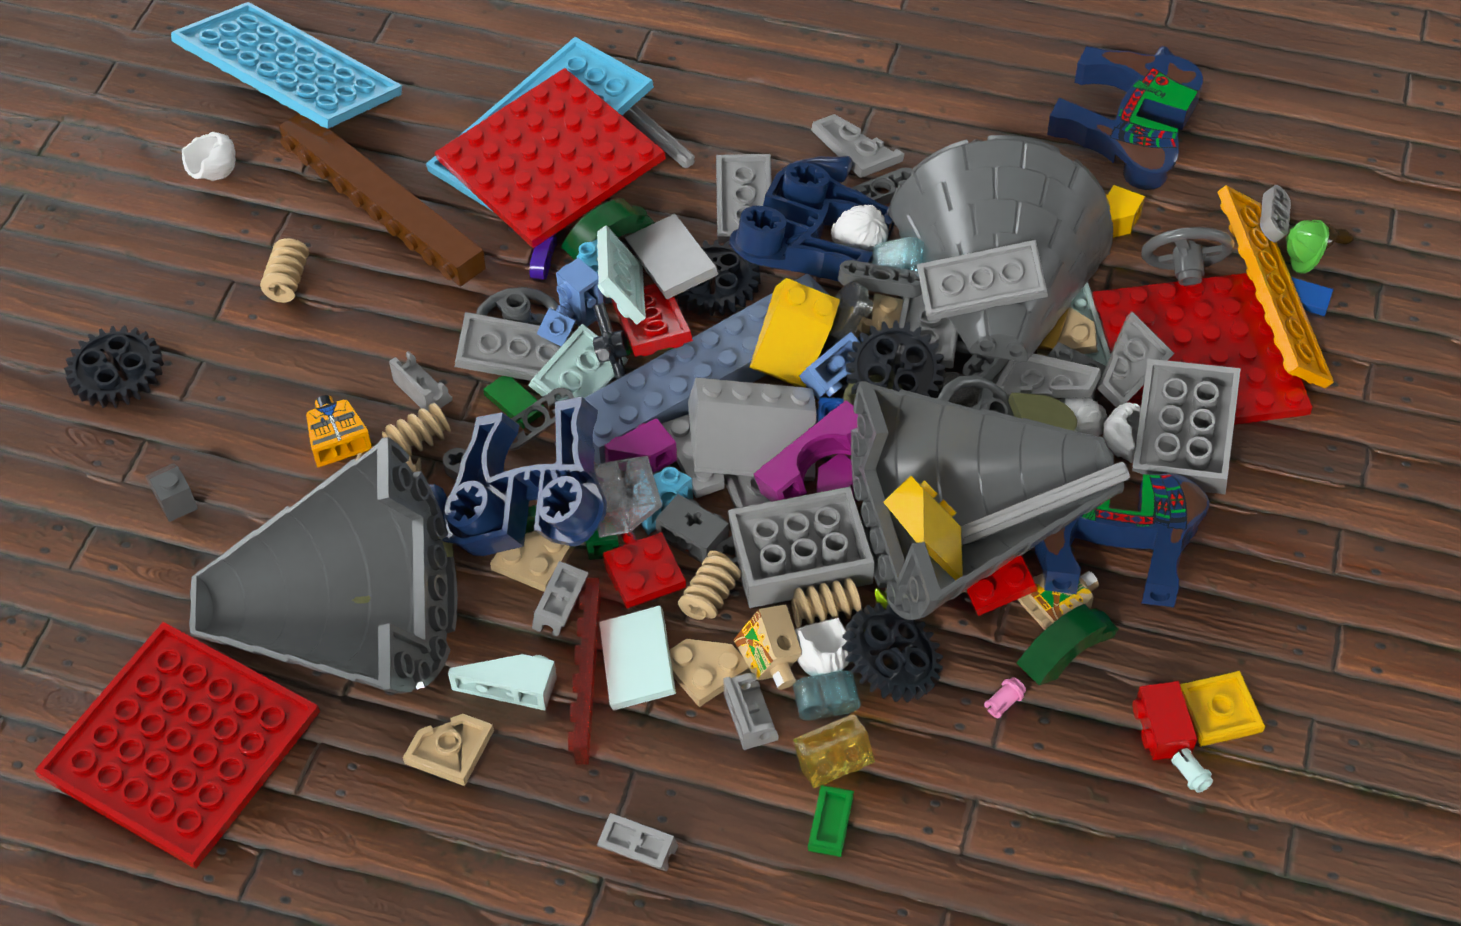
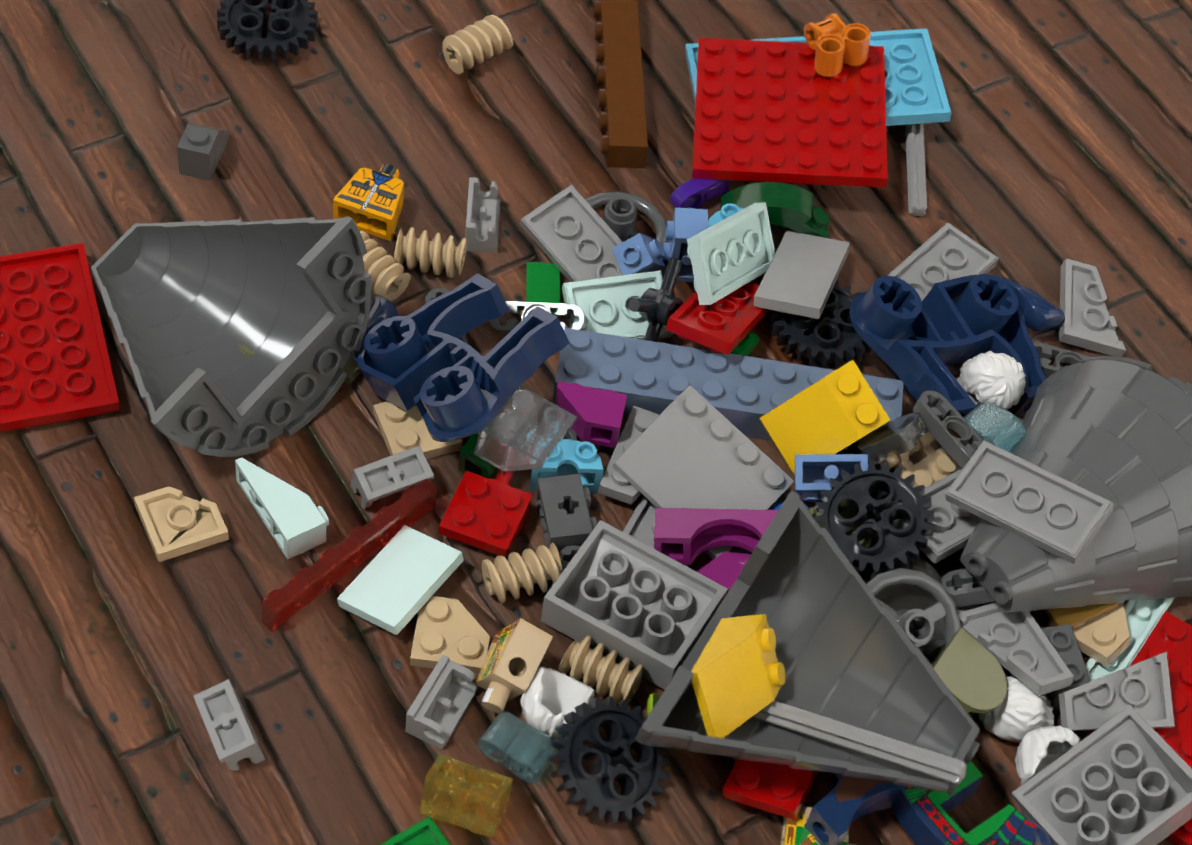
camera: 35 degrees right, 0 degrees up
(538, 86) = (837, 44): none -> orange piece

